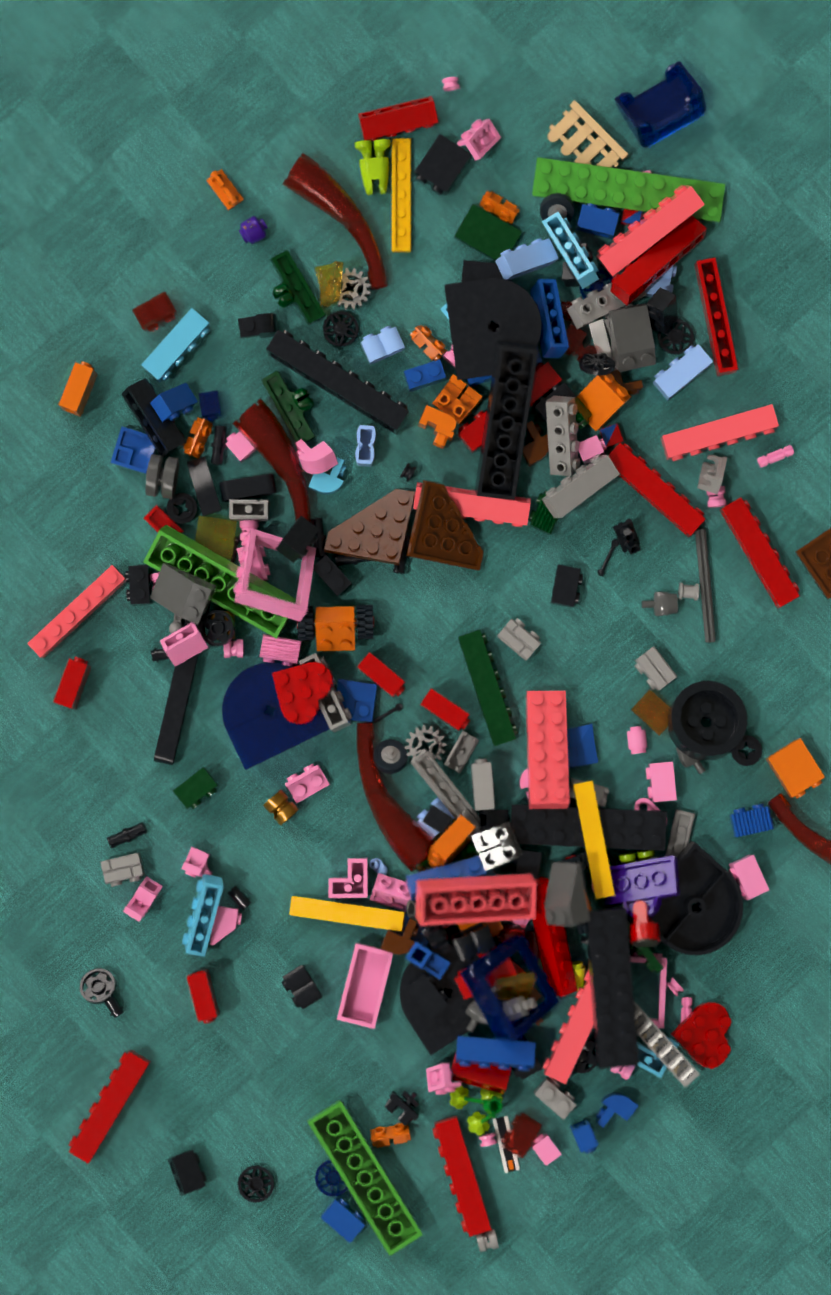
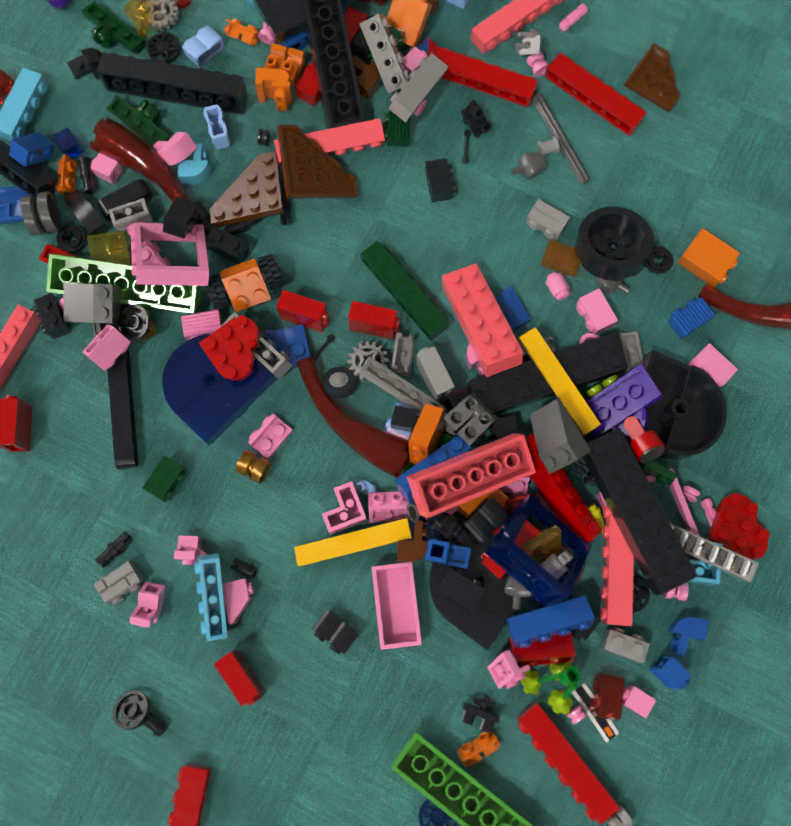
camera: 15 degrees left, 10 degrees down
(158, 655) = (92, 371): black pin -> none
(234, 648) = (159, 340): bright pink wheel -> none
(424, 375) = (248, 55): blue brick -> none
(519, 639) = (416, 238): light grey brick -> none

